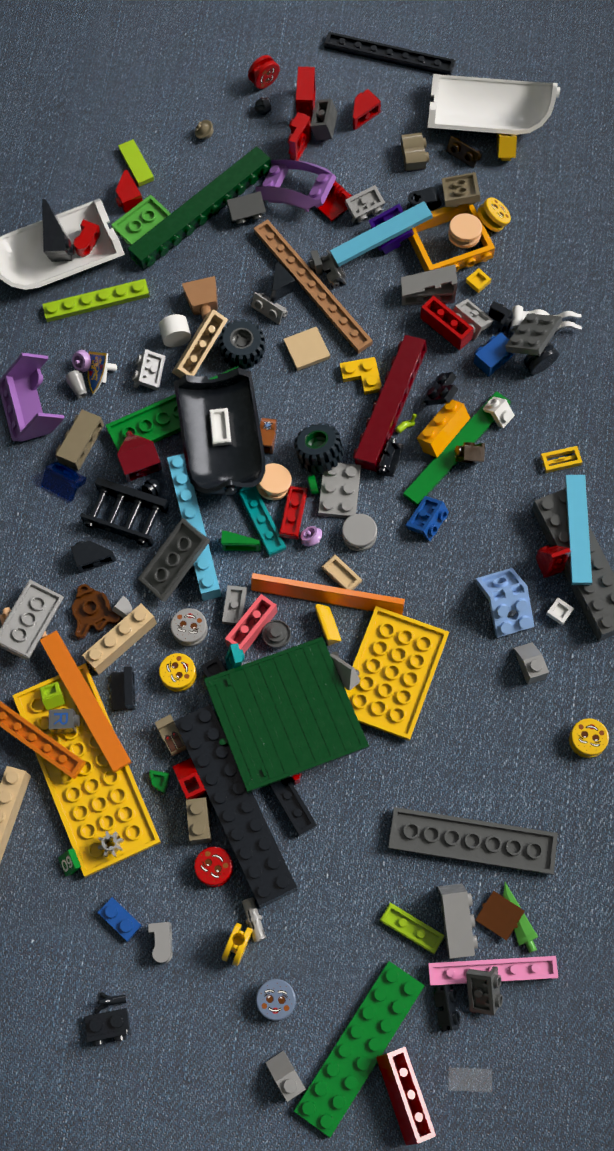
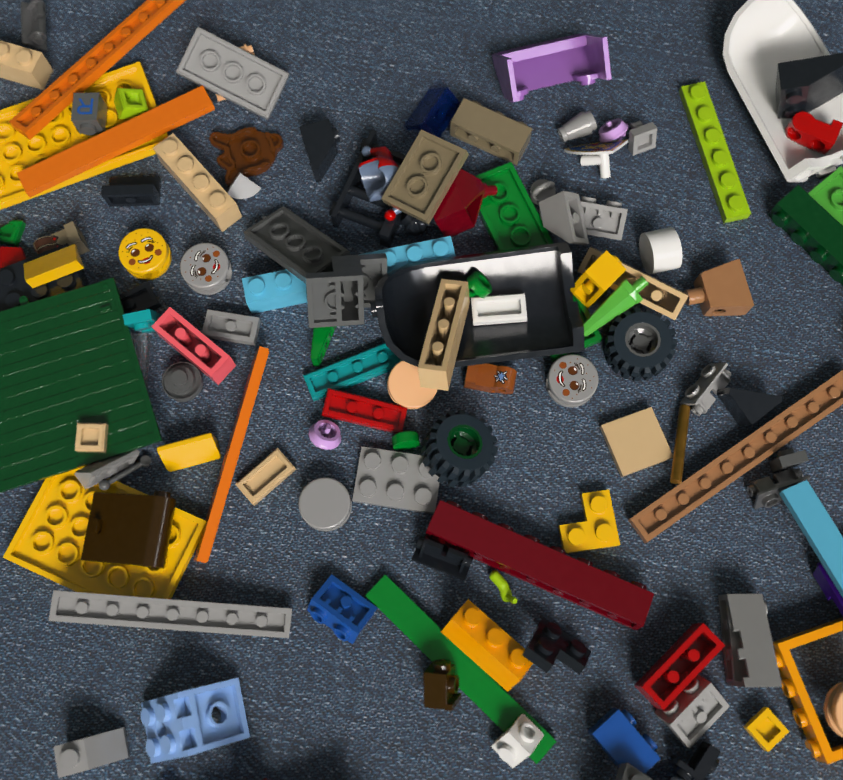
camera: 90 degrees right, 5 degrees up
(86, 342) = (642, 137): none -> light grey tile
(124, 502) = (378, 174): none -> sand blue piece
(127, 406) = (541, 190): none -> light grey tile
(129, 466) = (425, 176): none -> dark tan plate
(152, 388) = (564, 217): none -> light grey slope
(194, 723) = (52, 266): none -> yellow slope
(201, 360) = (597, 279): none -> yellow slope
(205, 437) = (479, 284): none -> green tile
(213, 514) = (342, 295): none -> dark grey bracket
(215, 351) = (619, 301): none -> bright green bar
(244, 451) = (444, 335): none -> tan brick
(268, 385) = (572, 380): none -> light grey head
(307, 322) = (680, 444): none -> pearl gold bar
(324, 679) = (91, 437): none -> tan tile
(385, 651) = (129, 529): none -> dark brown door
(440, 618) = (170, 614): none -> light grey plate

